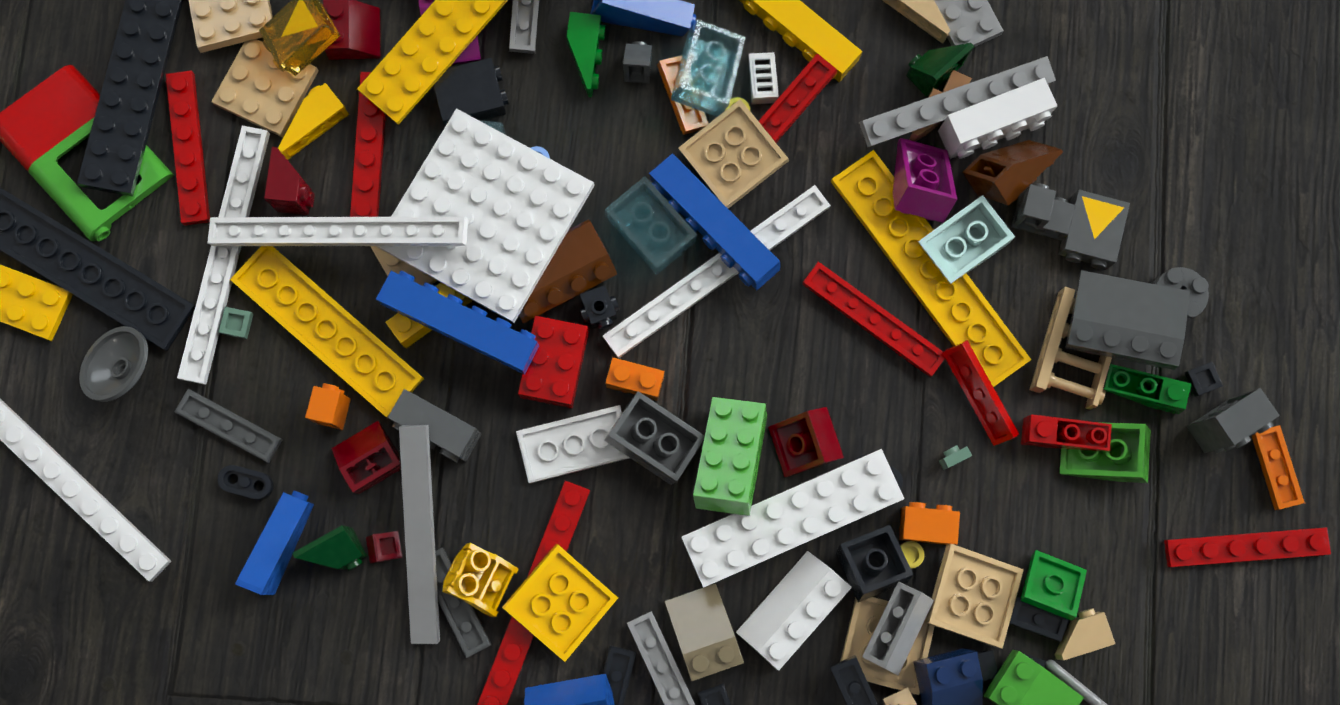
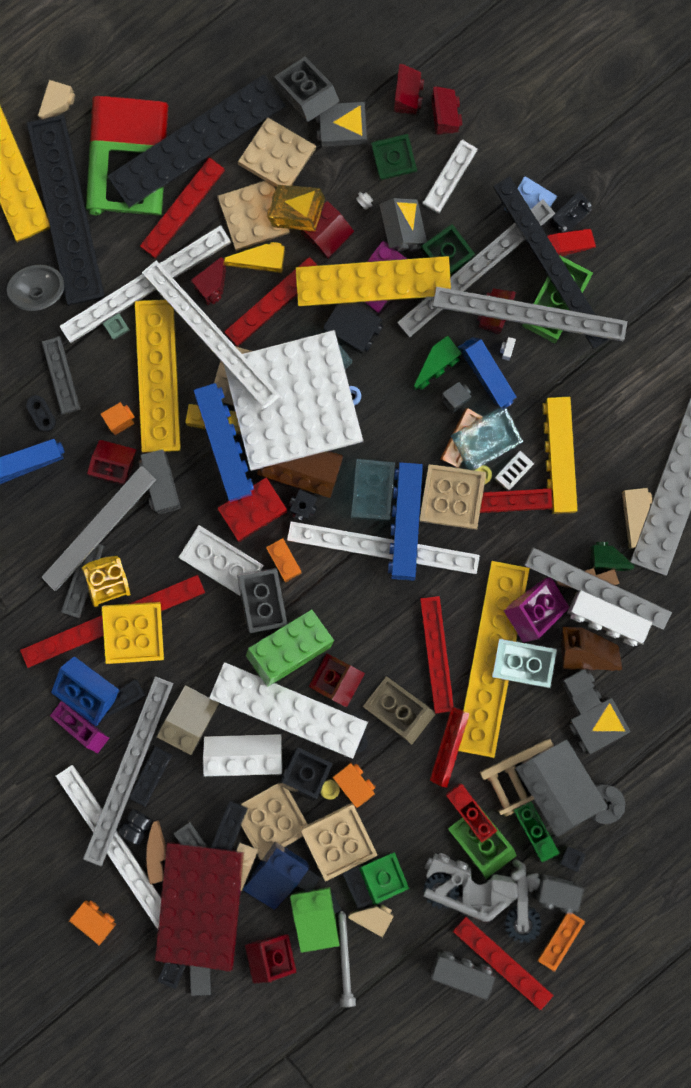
camera: 50 degrees right, 5 degrees up
(335, 549) = (50, 494): dark green slope -> none
(383, 547) = (76, 515): dark red slope -> none
(895, 408) = (399, 710): none -> dark tan slope
(898, 628) = (282, 817): light grey brick -> none
(954, 456) = (403, 764): sand green plate -> none
(1173, 502) = (487, 899): none -> light grey piece
(1228, 598) = (462, 974): none -> dark grey brick

